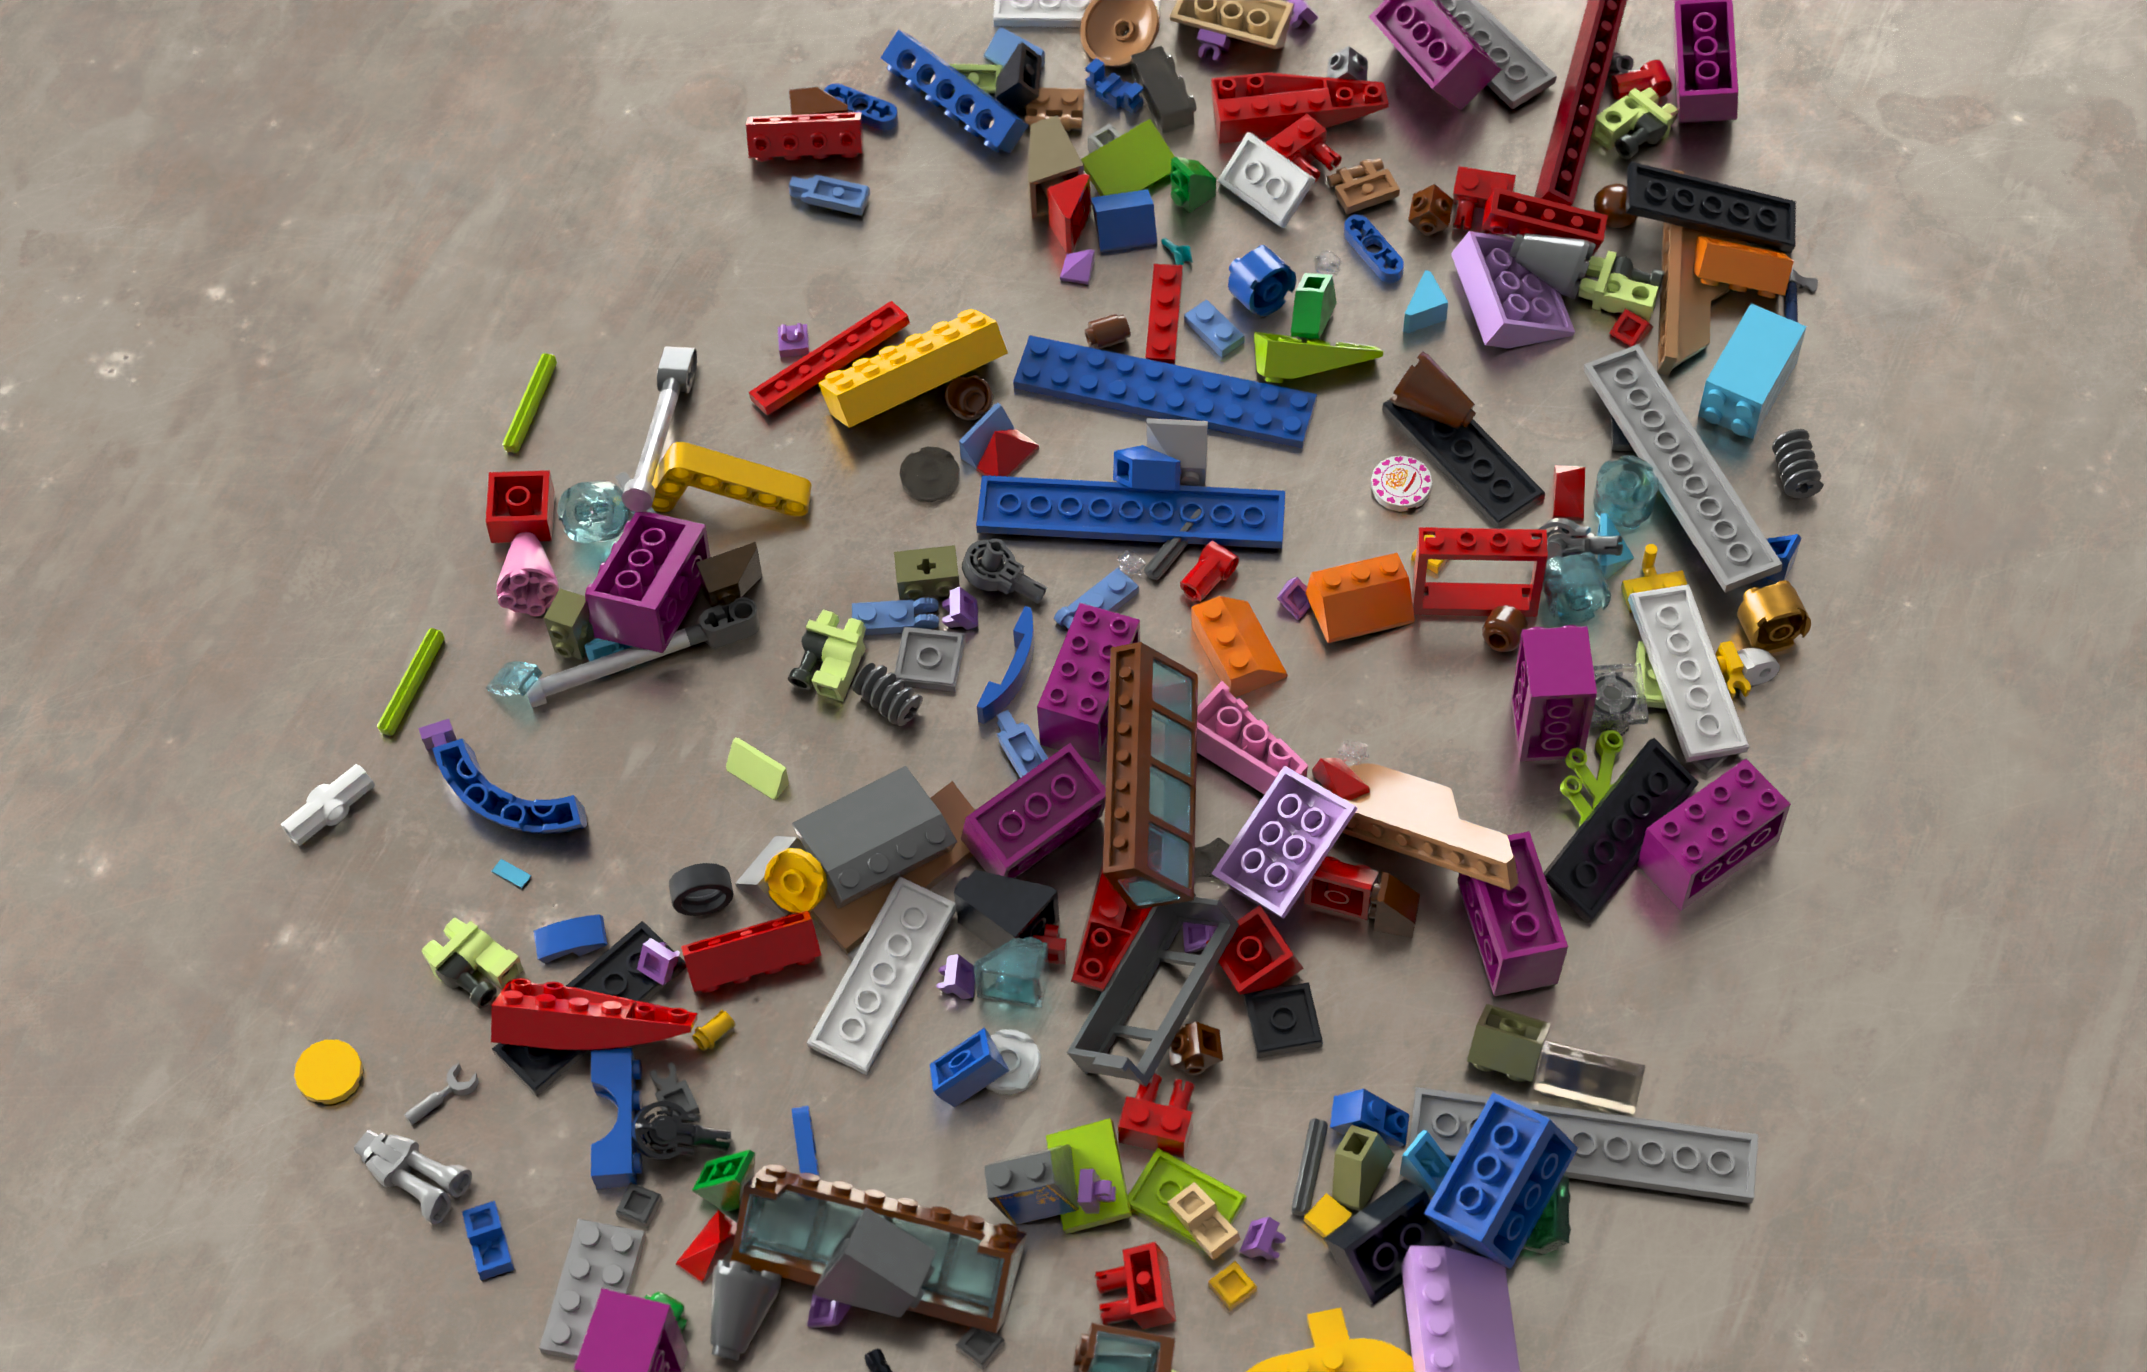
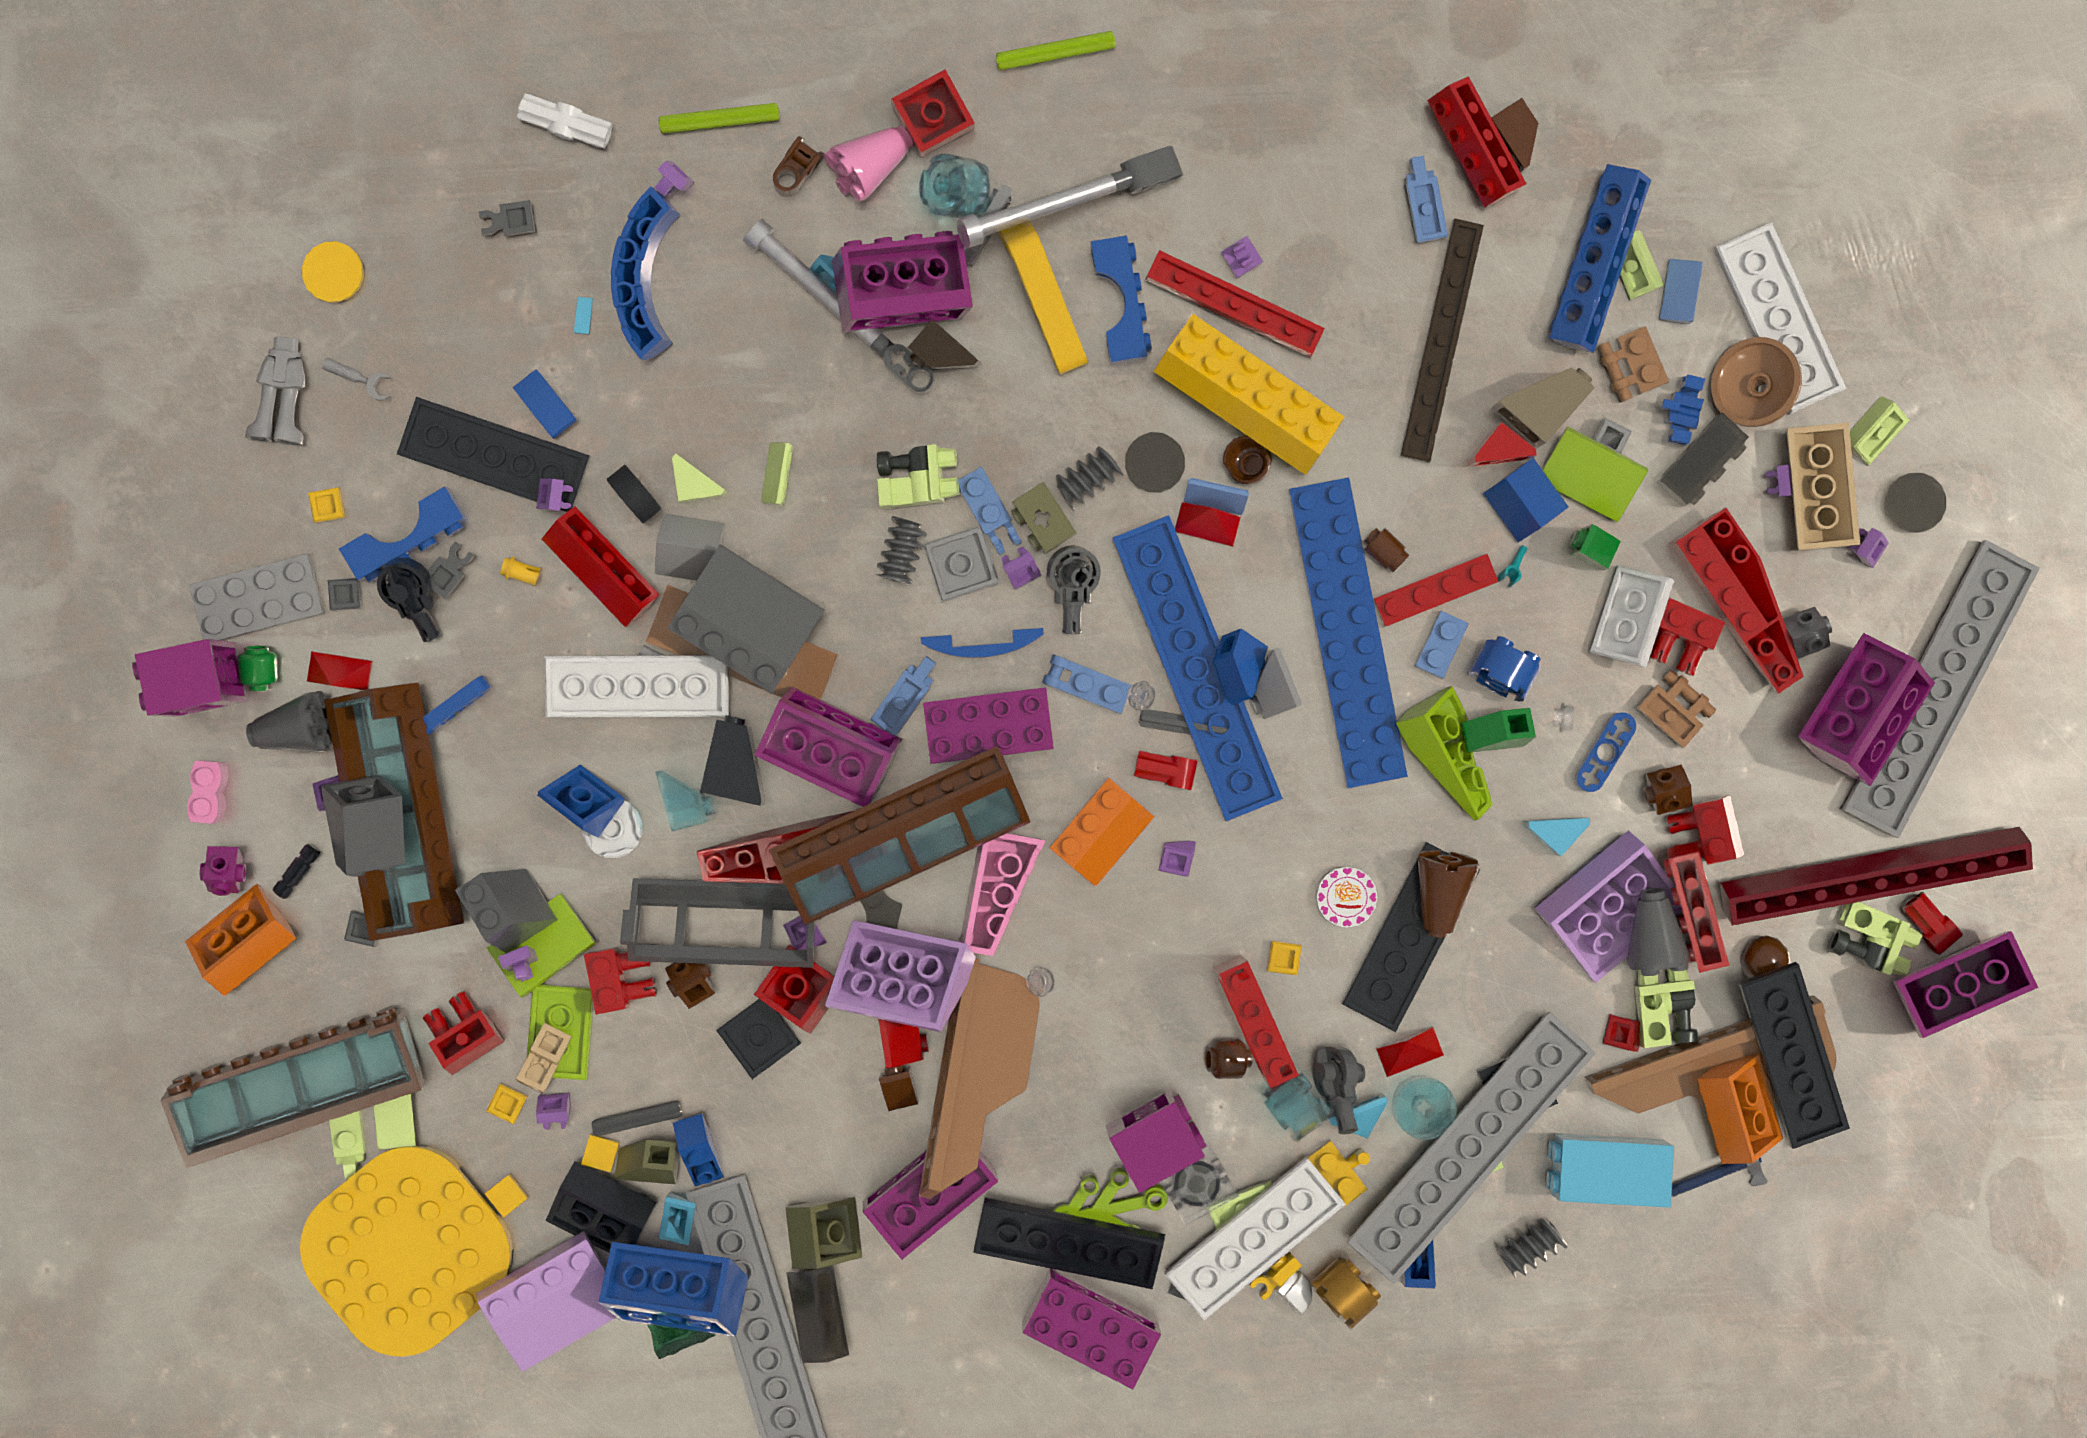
camera: 65 degrees right, 30 degrees up
(383, 888) = (513, 218): none -> dark grey plate
(471, 951) = (488, 327): yellowish green hips -> none
(488, 1240) = (256, 490): blue slope -> none
(494, 634) = (800, 163): none -> reddish brown piece
(514, 678) = (757, 212): clear light blue slope -> none
(543, 1182) = (326, 505): none -> yellow tile
(569, 624) = (828, 232): olive brick -> none
(579, 1018) = (469, 462): red wedge -> none
(722, 840) = (692, 483): none -> yellowish green slope
(725, 1178) = (383, 662): green slope -> none
(738, 429) = (1113, 261): none -> blue arch
(796, 880) = (671, 575): yellow tile -> none
(869, 115) = (1553, 194): blue beam -> none
(910, 519) = (1087, 476): none -> dark grey piece
(956, 231) = (1441, 340): none -> dark brown tile
(958, 977) = (664, 751): medium lavender tile -> none
(1019, 79) = (1645, 316): black slope -> none
(1056, 946) = (727, 813): red tile -> none
(1078, 267) = (1451, 481): medium lavender slope -> none
(1339, 778) = (1003, 984): red slope -> none
(1361, 597) = (1196, 920): orange slope -> none
(1620, 64) = (1941, 895): dark grey pin -> none

